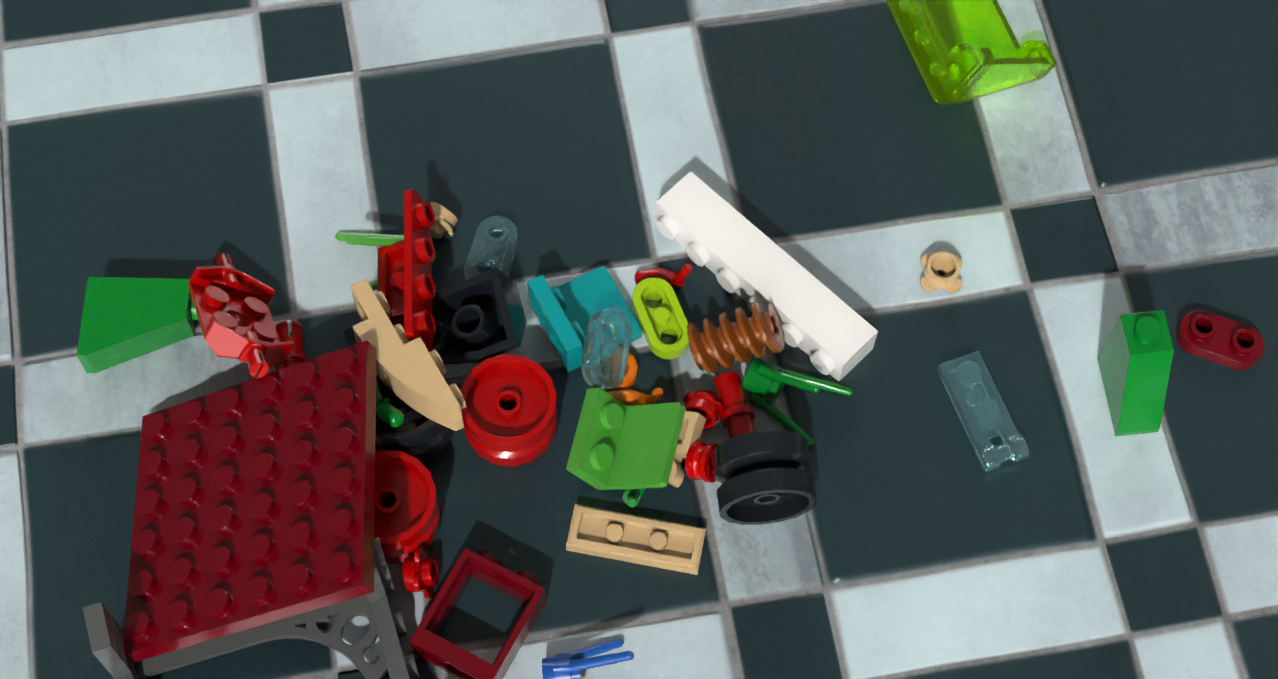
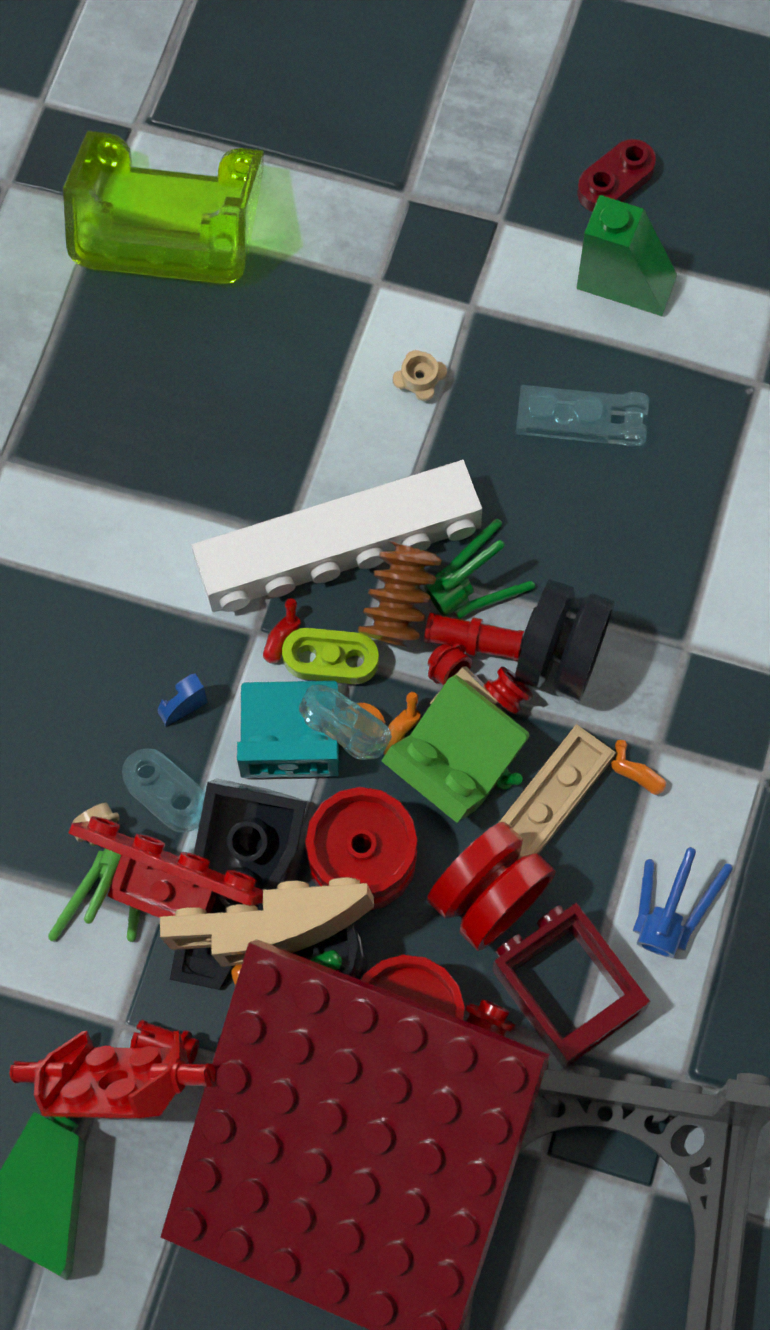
camera: 60 degrees left, 5 degrees up
(525, 516) = (490, 885): none -> red wheel
(568, 233) = (189, 698): none -> blue tile
(691, 596) = (636, 771): none -> orange piece

